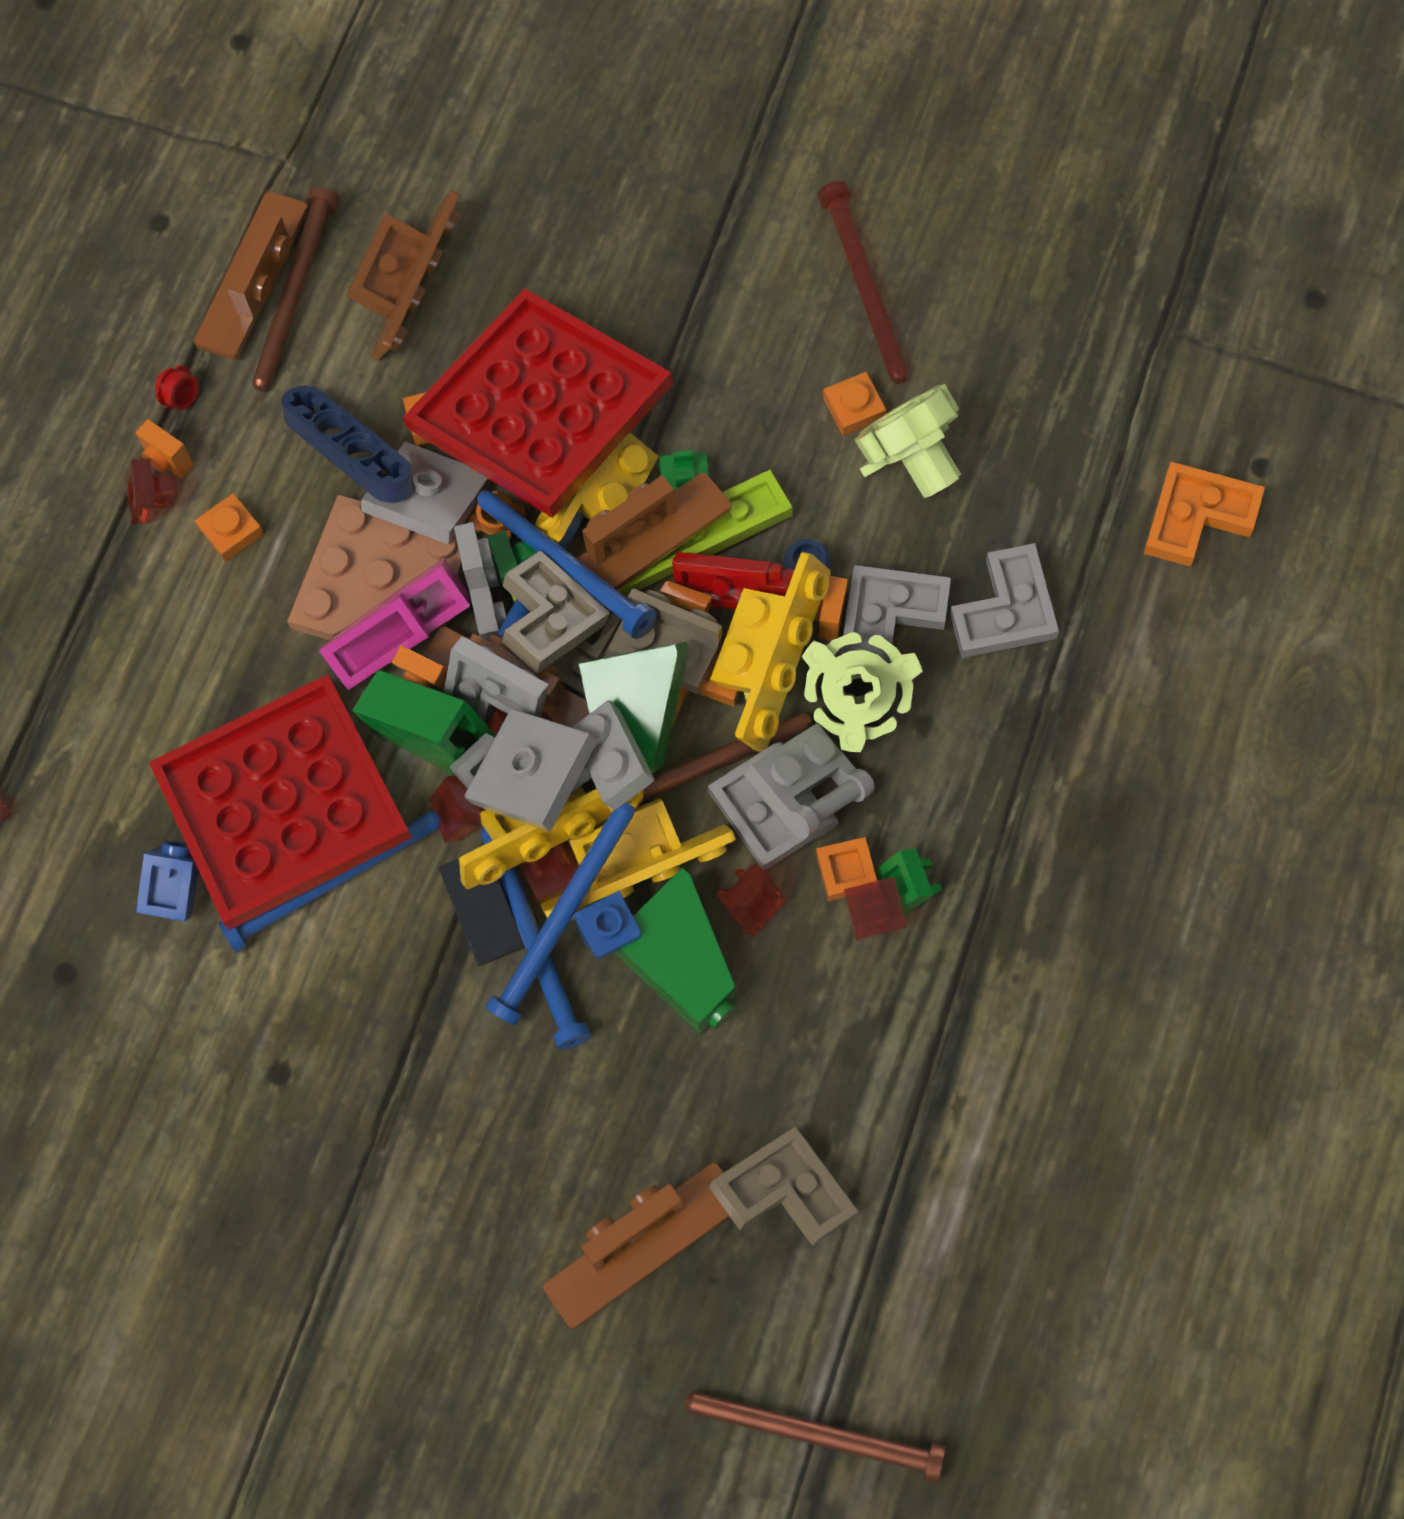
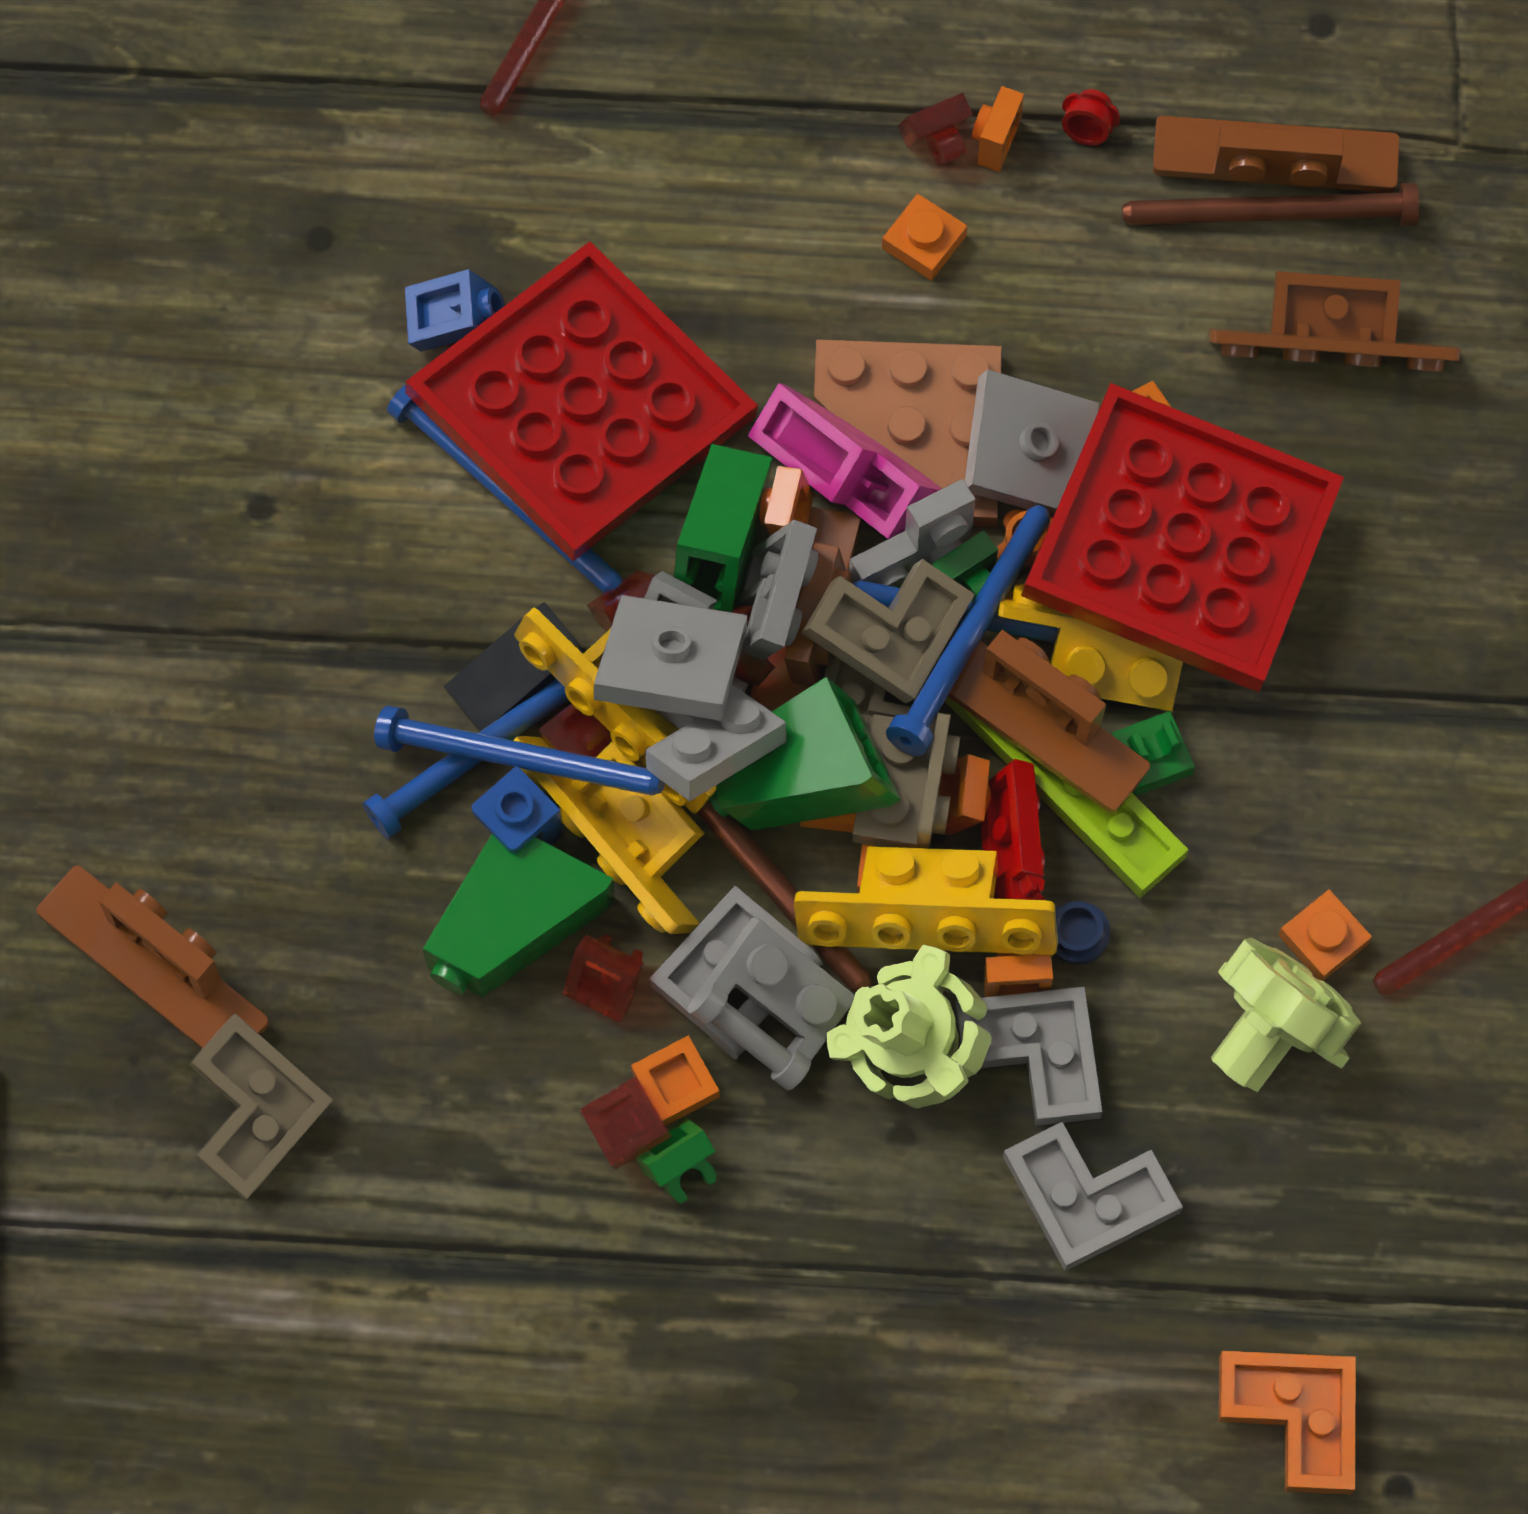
camera: 70 degrees right, 0 degrees up
(337, 448) = (1064, 331): dark blue beam -> none

